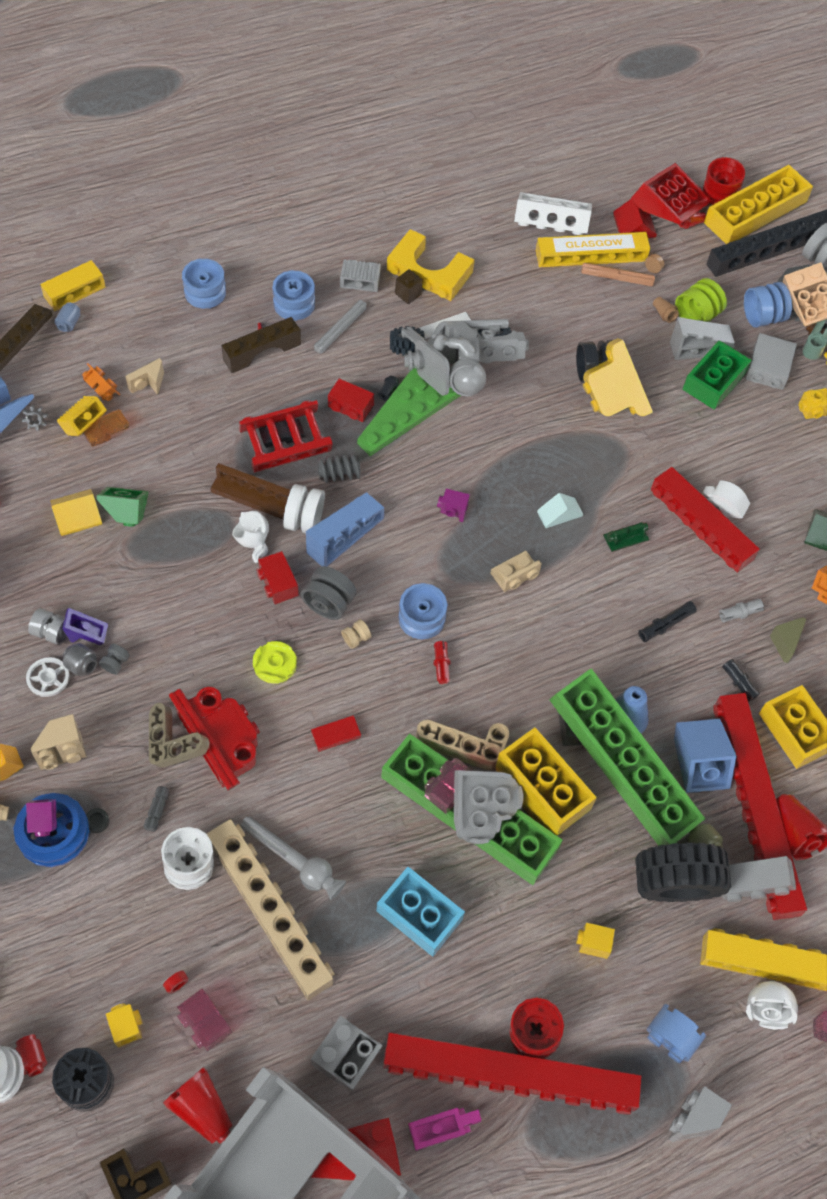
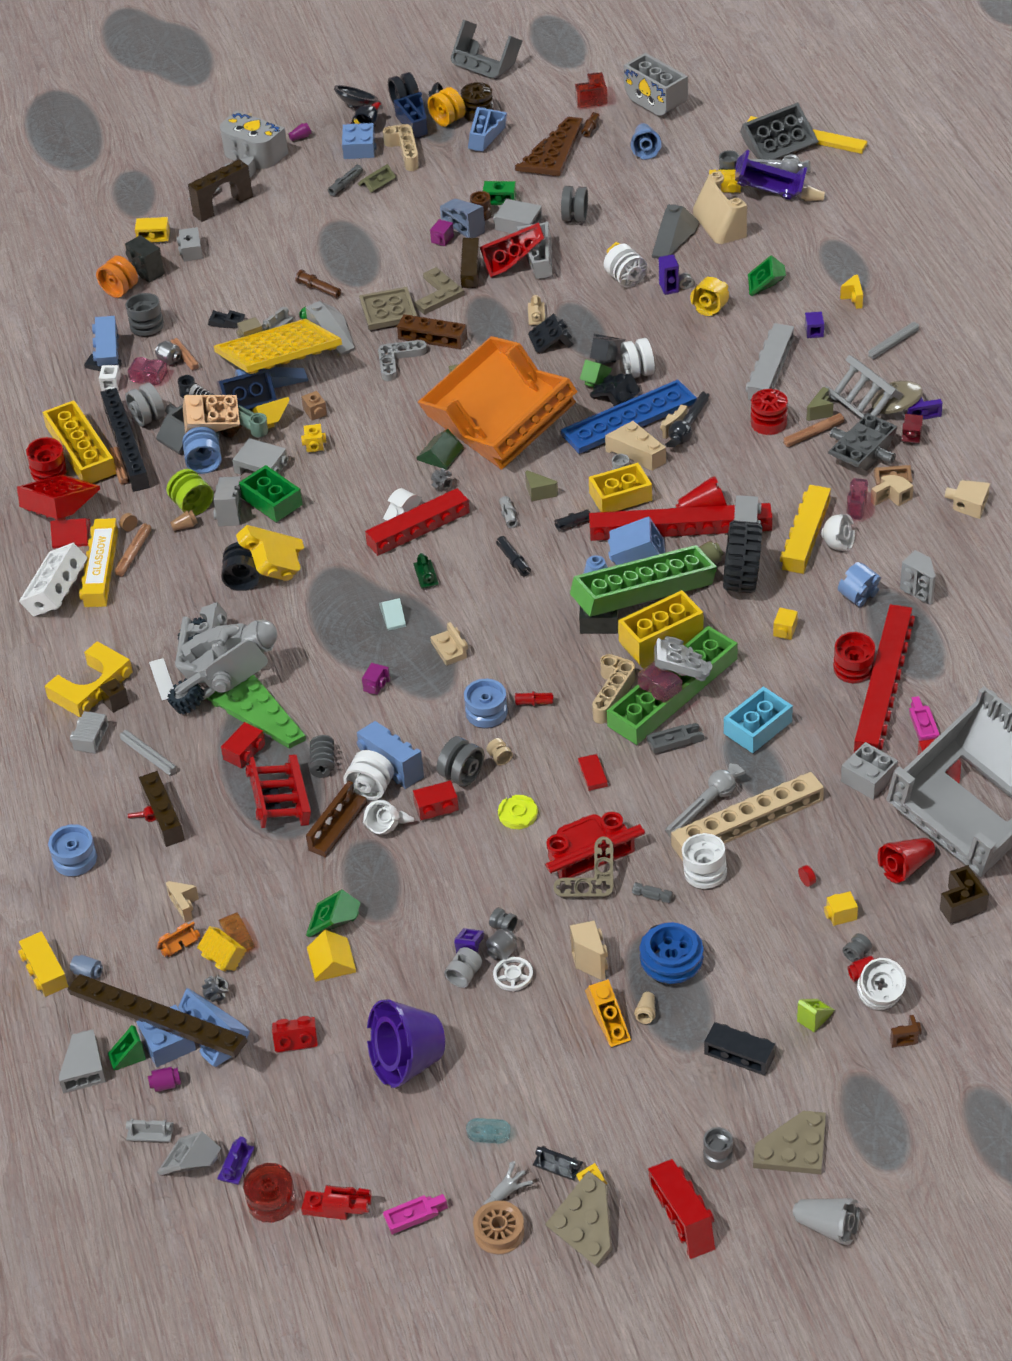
camera: 75 degrees left, 15 degrees down
(41, 817) = (667, 941): magenta brick -> none
(60, 1043) = (859, 945): none -> dark grey wheel
(97, 1084) = (886, 927): black wheel -> none
(204, 1020) = (838, 857): clear pink brick -> none
(293, 295) = (104, 781): medium blue wheel -> none
(387, 389) = (229, 717): black pin -> none
(391, 817) = (675, 737): none -> dark grey hinge
(777, 535) = (441, 479): none -> flat silver gear

